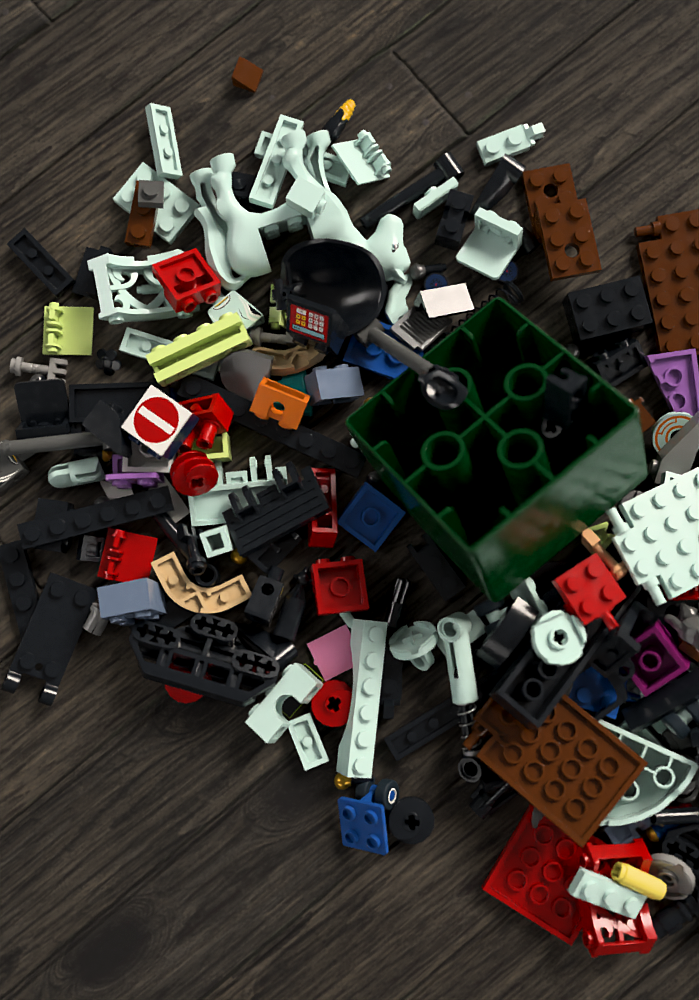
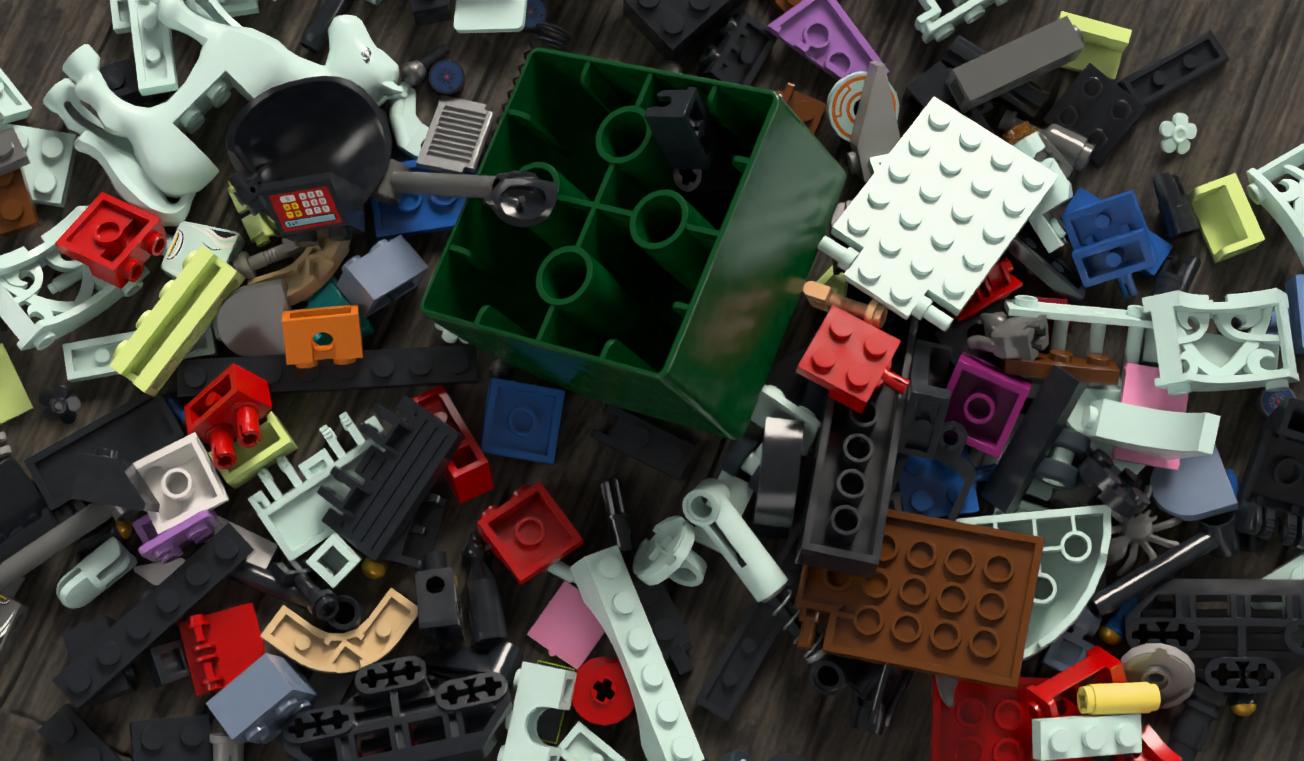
camera: 30 degrees left, 5 degrees down
(159, 424) = (176, 442): piece -> none
(193, 473) = (256, 486): red piece -> none
(306, 198) = (216, 51): light aqua brick -> none
(444, 301) = (468, 92): panel -> none
(572, 644) = (843, 459): light aqua plate -> none

